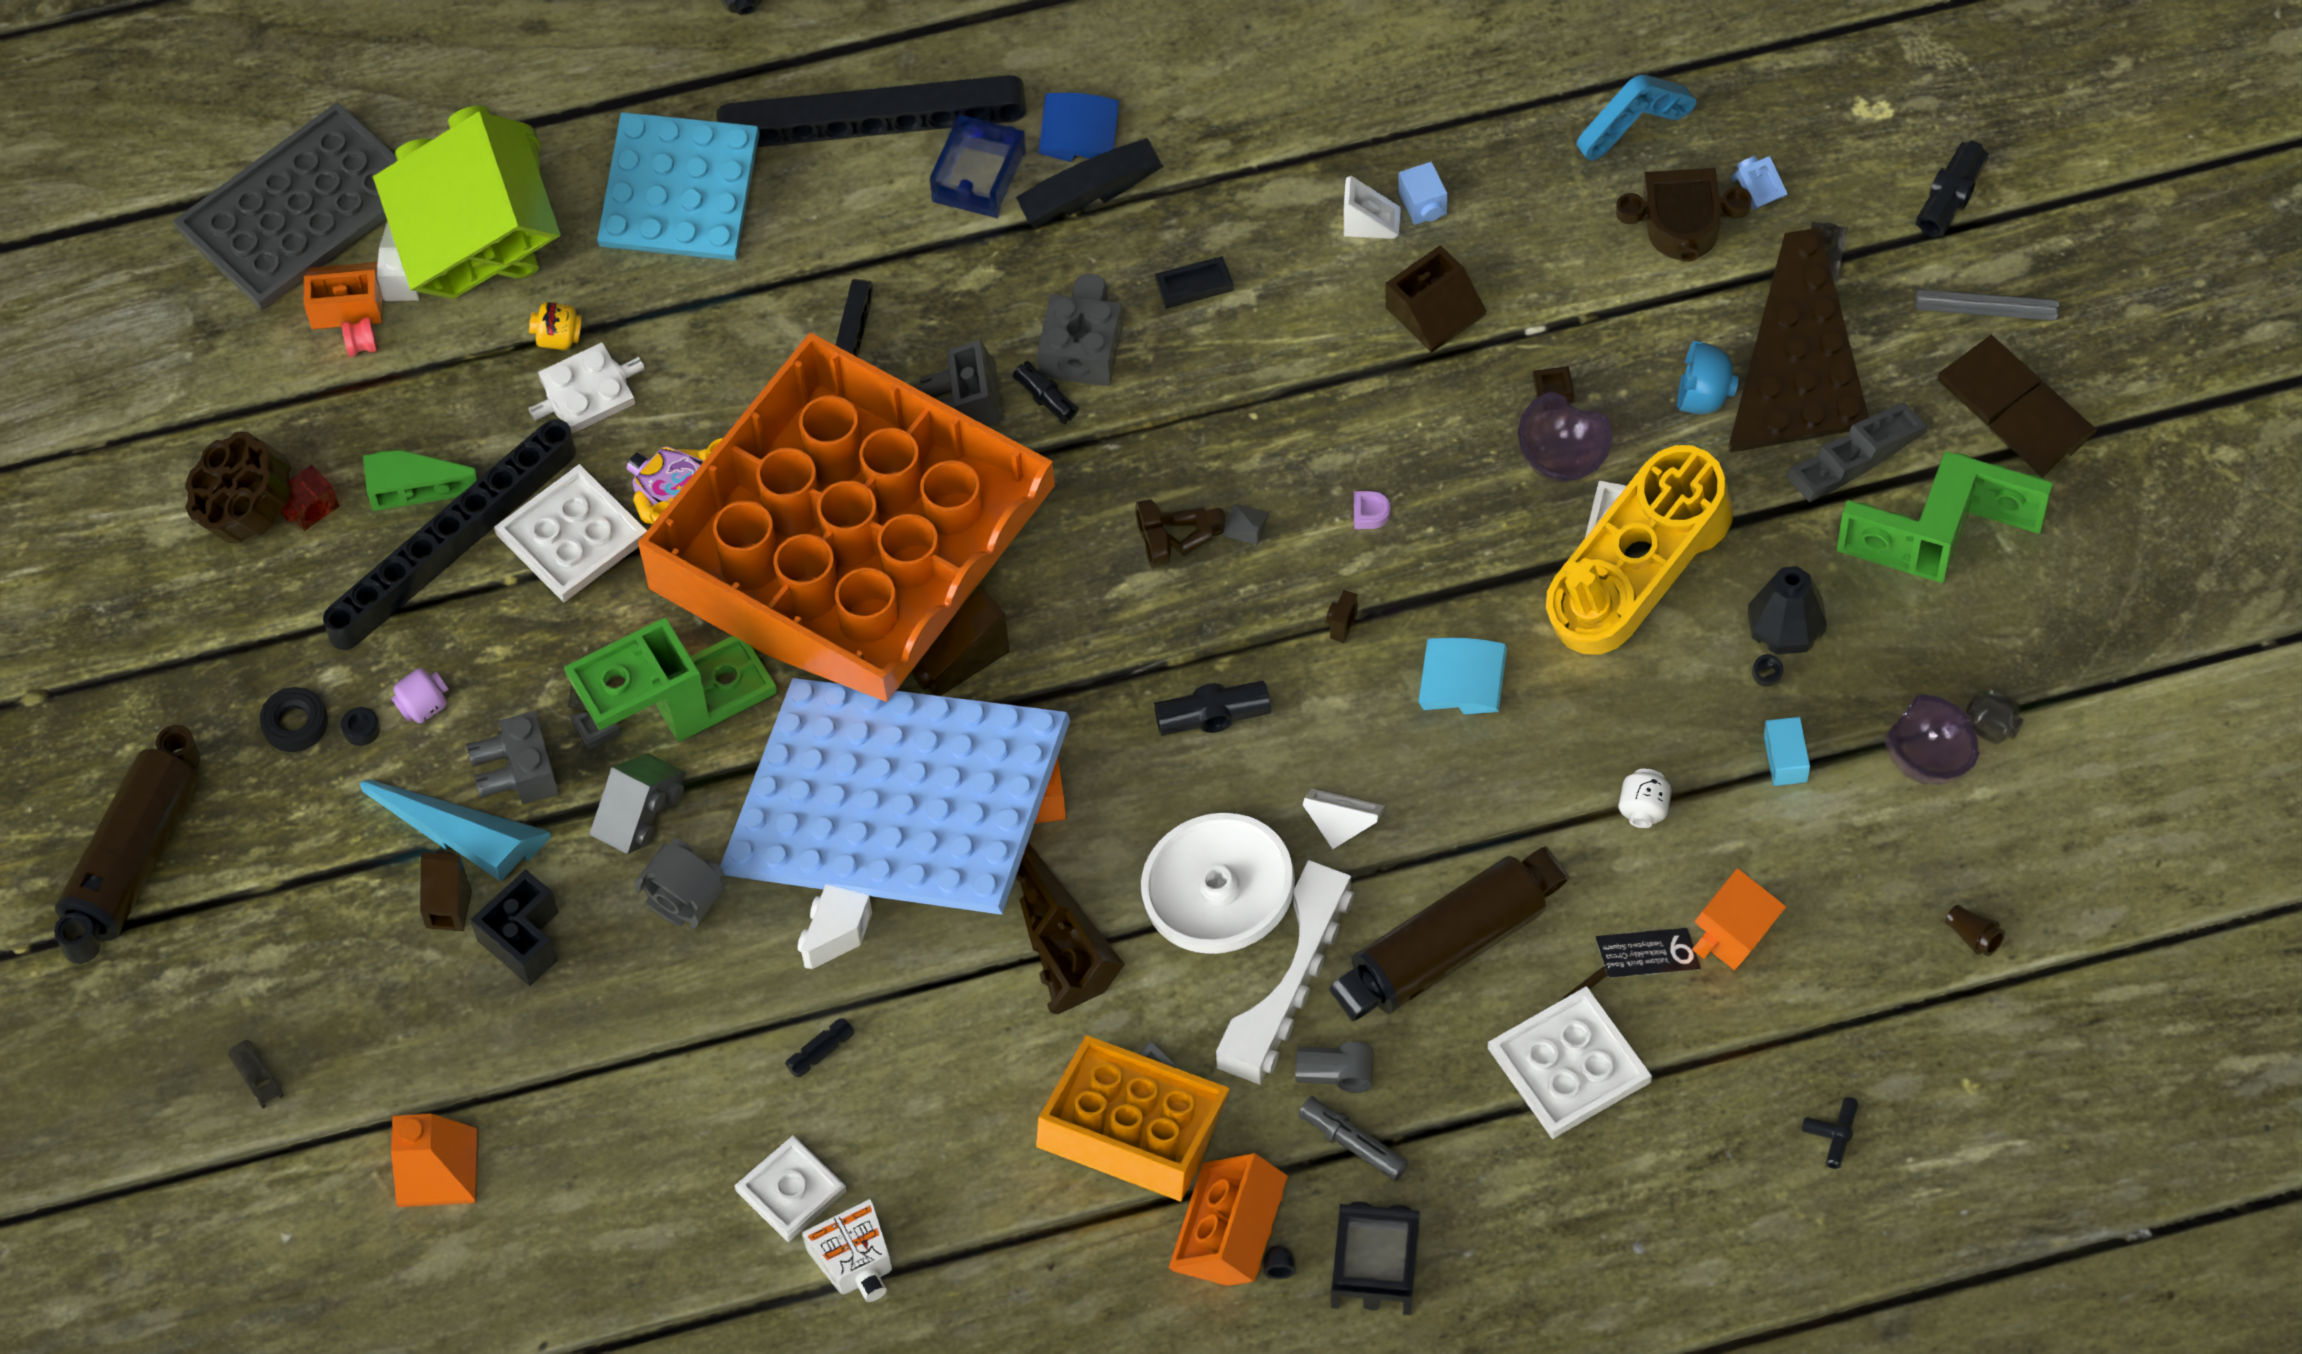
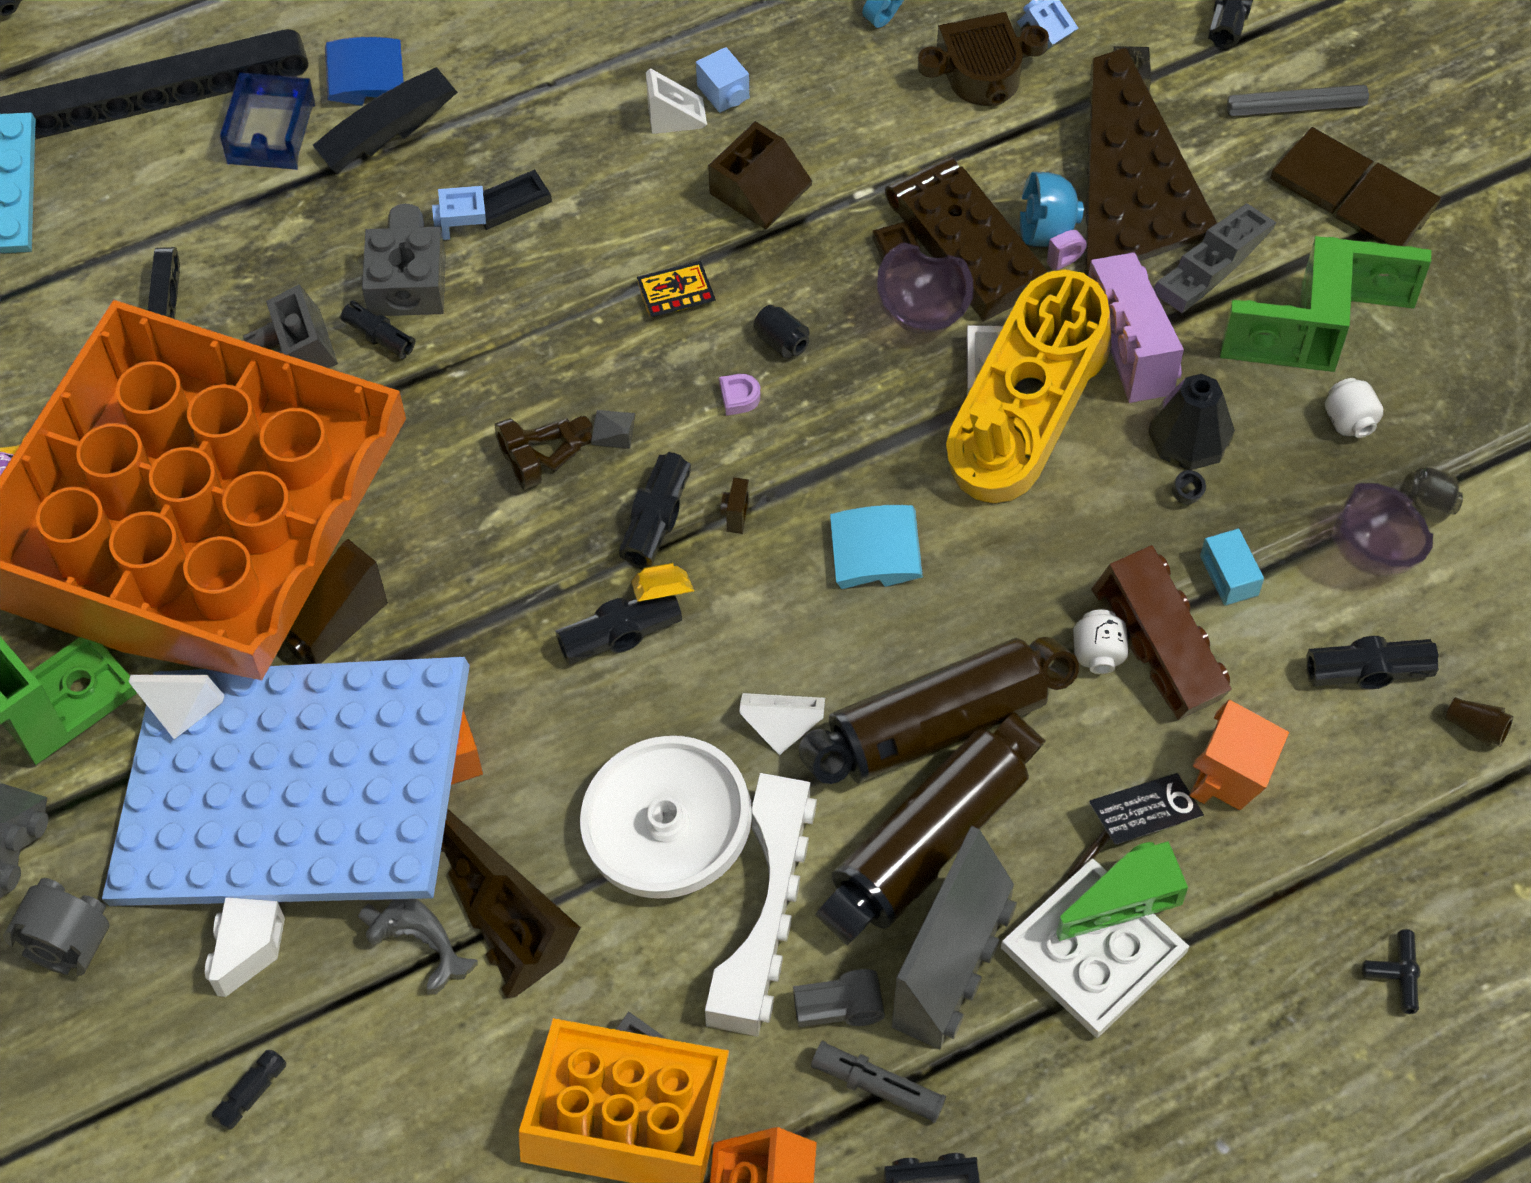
camera: 15 degrees left, 0 degrees up
(811, 705) = (178, 699): none -> white slope
(981, 930) = (415, 919): none -> dark grey animal
(1142, 285) = (459, 208): none -> light blue bracket
(1258, 675) = (661, 582): none -> yellow piece
(1267, 607) = (655, 510): none -> black piece
(1332, 397) = (675, 289): none -> piece
(1422, 456) = (781, 331): none -> black brick
(1441, 1032) = (953, 944): none -> dark grey slope
(1480, 832) = (937, 709): none -> dark brown piece
(1609, 1017) = (1135, 887): none -> bright green slope
(1623, 385) = (960, 221): none -> dark brown hinge
(1704, 798) = (1164, 631): none -> reddish brown wedge
(1713, 420) = (1065, 249): none -> lavender tile
(1758, 507) = (1141, 333): none -> lavender wedge
(1891, 860) = (1372, 662): none -> black piece
(1945, 621) = (1353, 408): none -> white head

